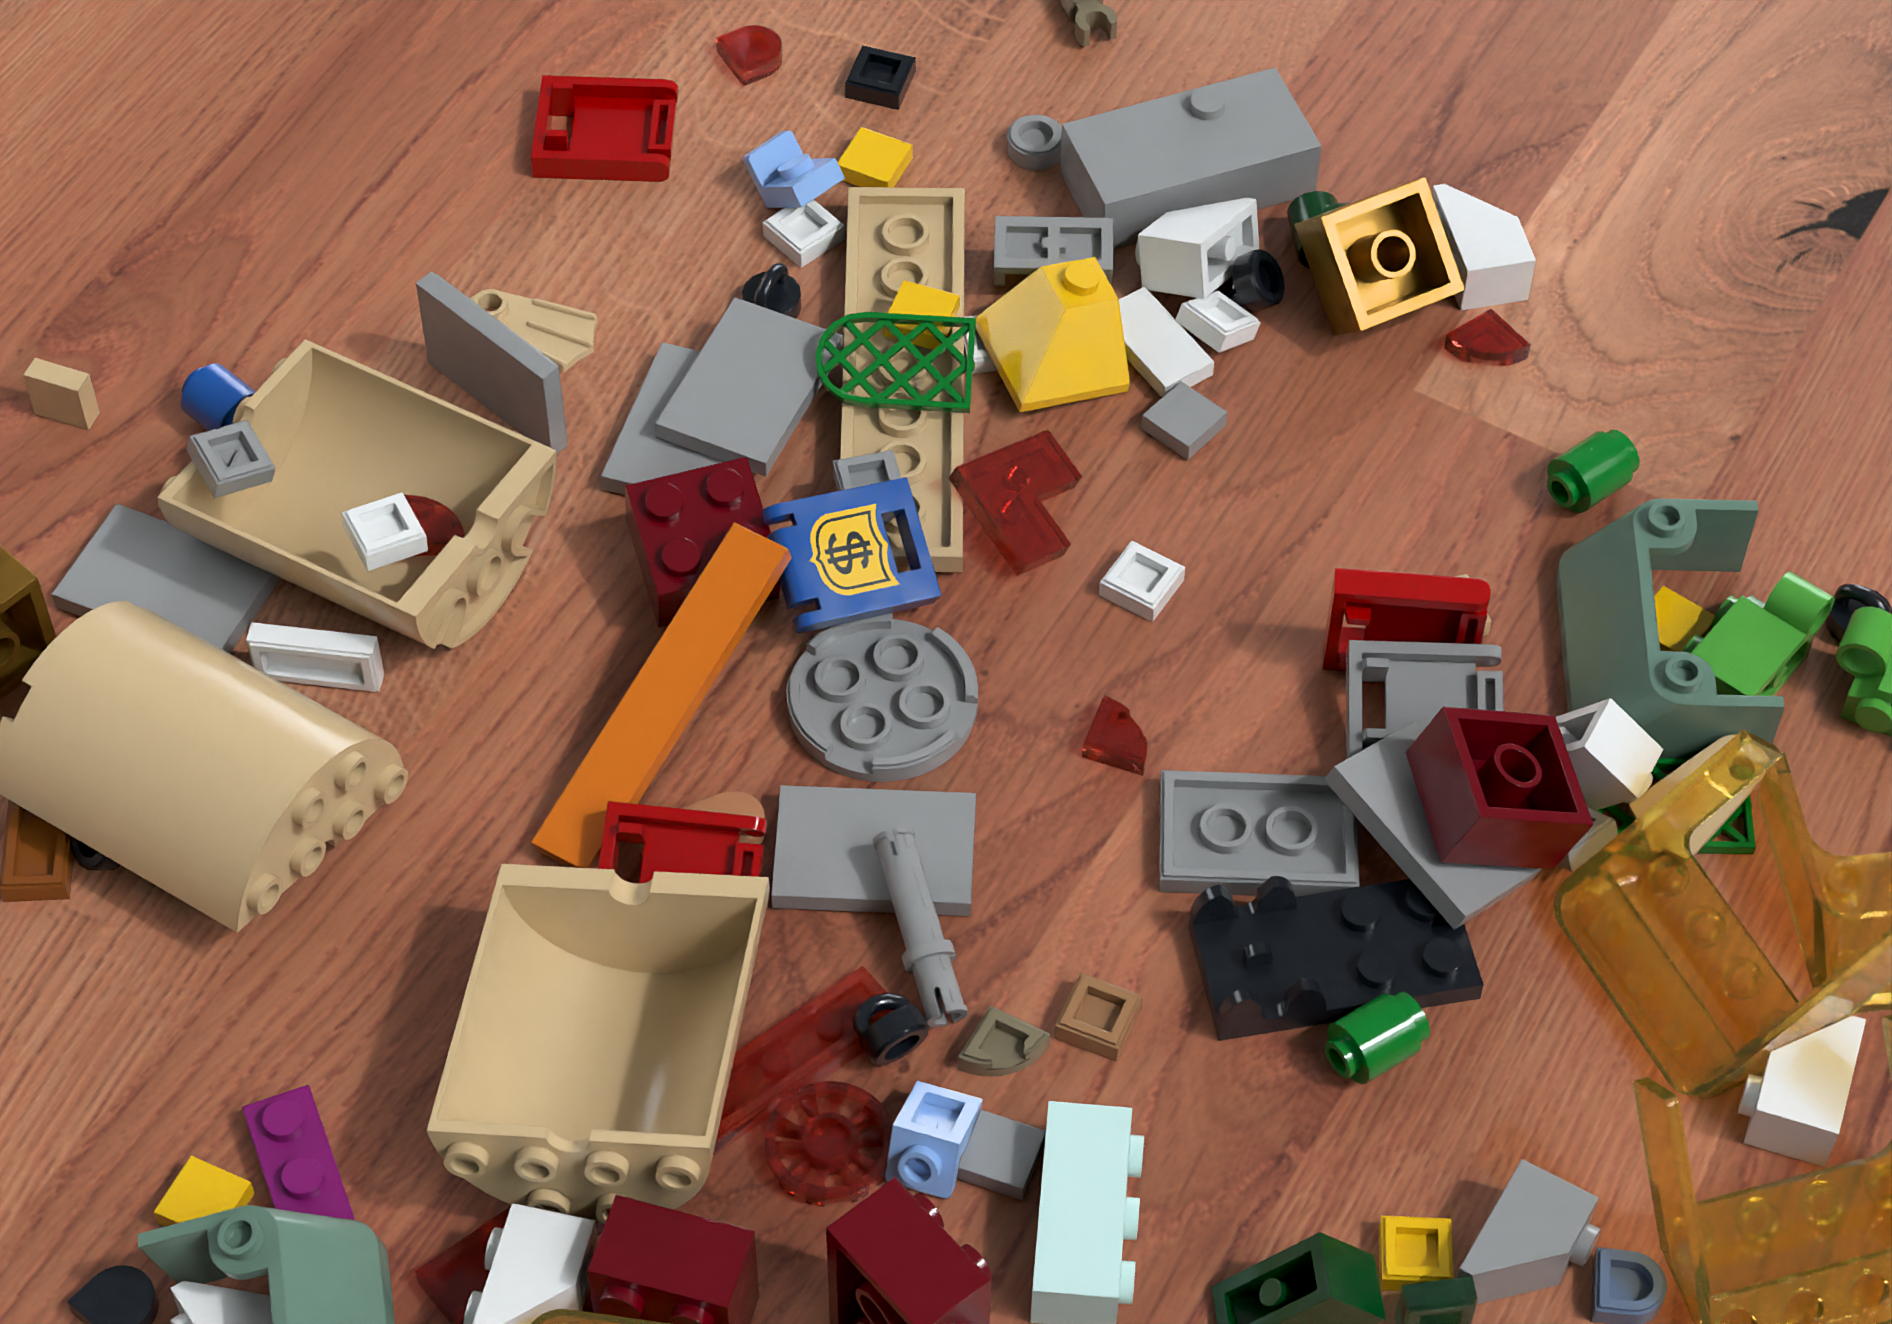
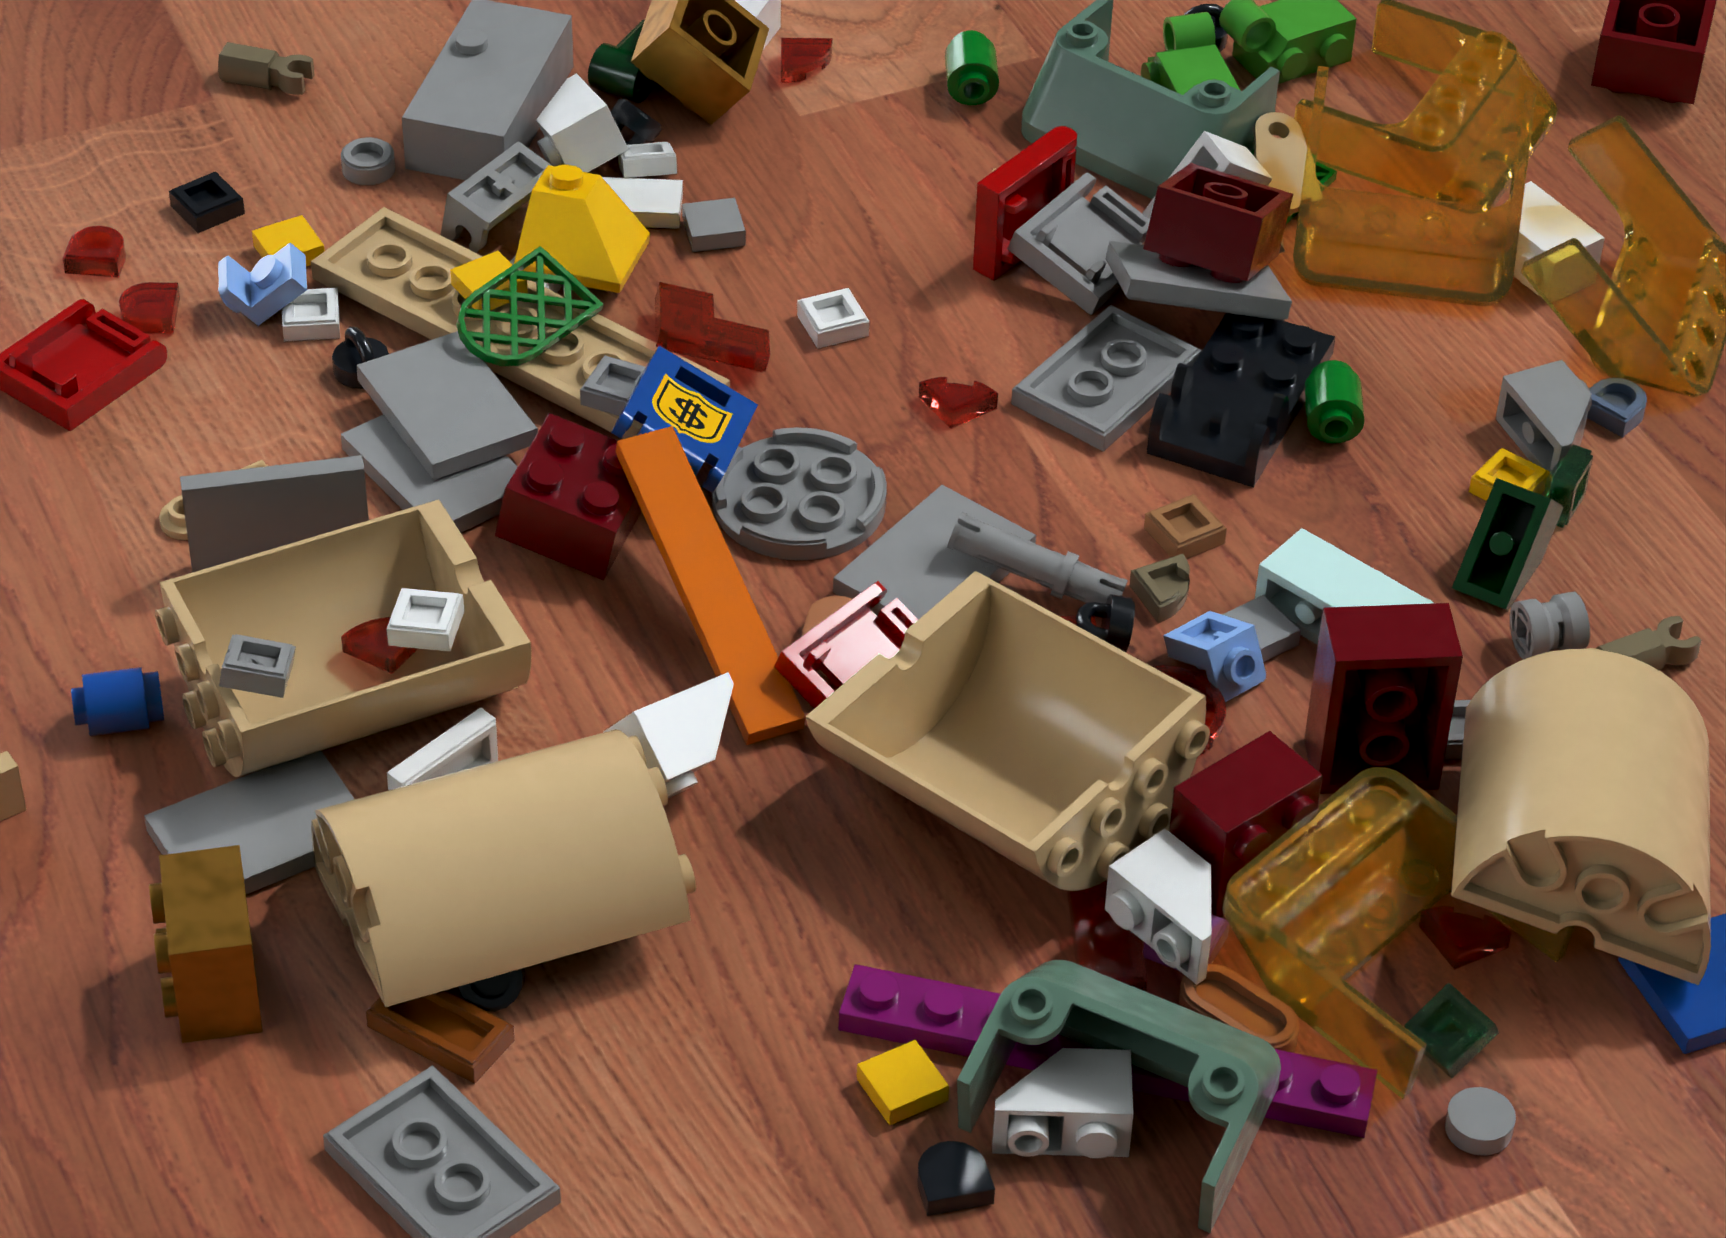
camera: 55 degrees left, 10 degrees down
(457, 789) = (681, 731): none -> white slope
(715, 128) = (151, 307): none -> clear red tile

